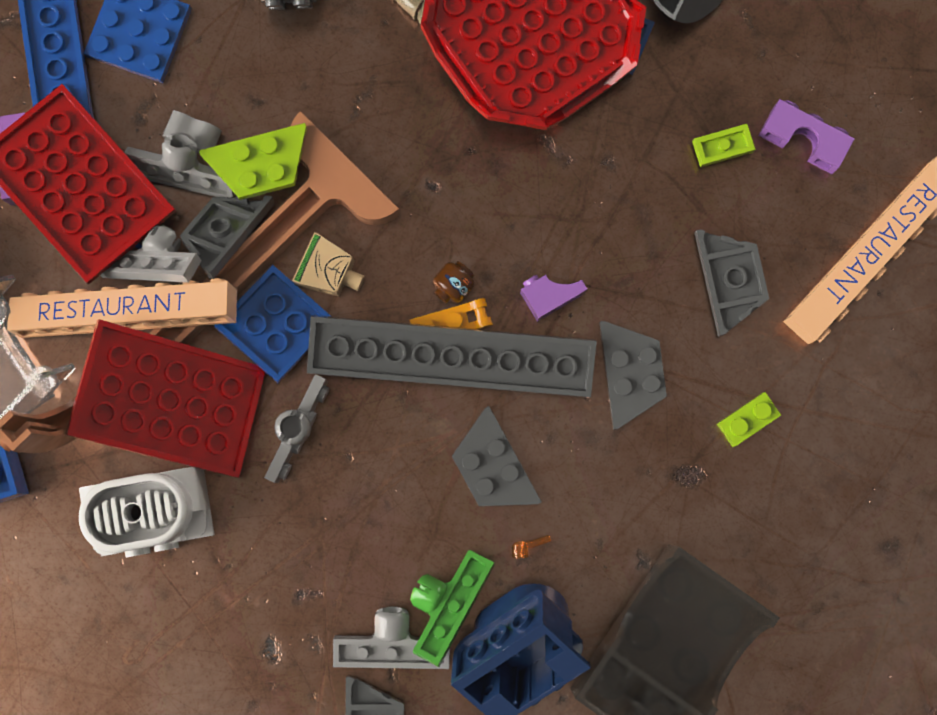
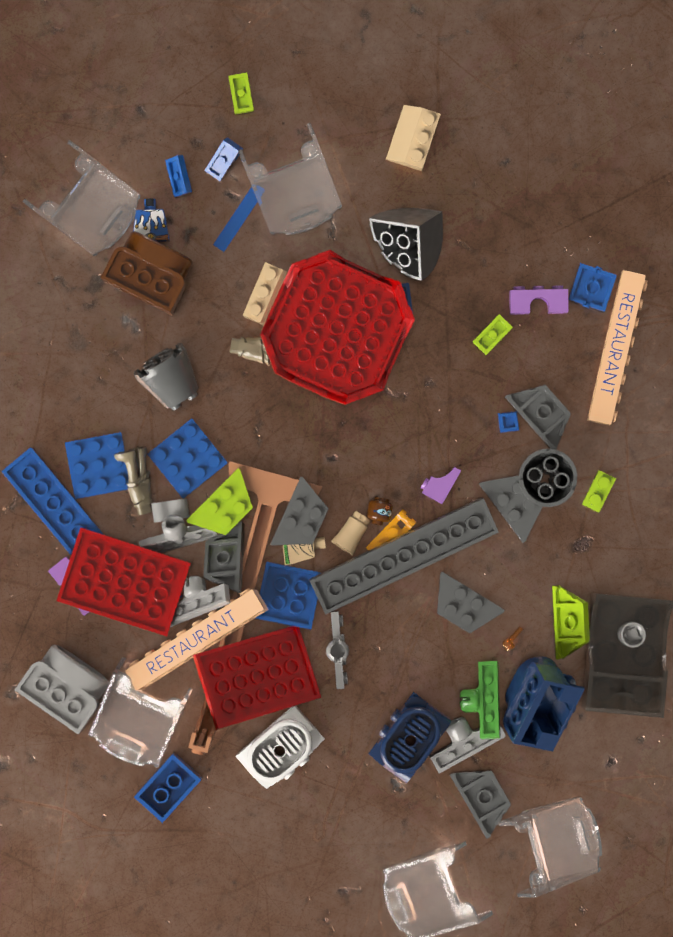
camera: 25 degrees left, 5 degrees up
(171, 82) = (138, 483): none -> dark tan piece
(252, 84) = (187, 458): none -> blue plate
(343, 579) = (416, 719): none -> dark blue brick
(348, 231) = (301, 518): none -> dark grey wing
(401, 290) = (351, 533): none -> tan plant
(618, 566) = (570, 622): none -> lime wing
(681, 266) = (508, 421): none -> blue tile
(692, 630) = (631, 634): none -> light grey wheel
(707, 341) = (561, 481): none -> dark grey cone
(884, 157) = (592, 287): none -> blue plate

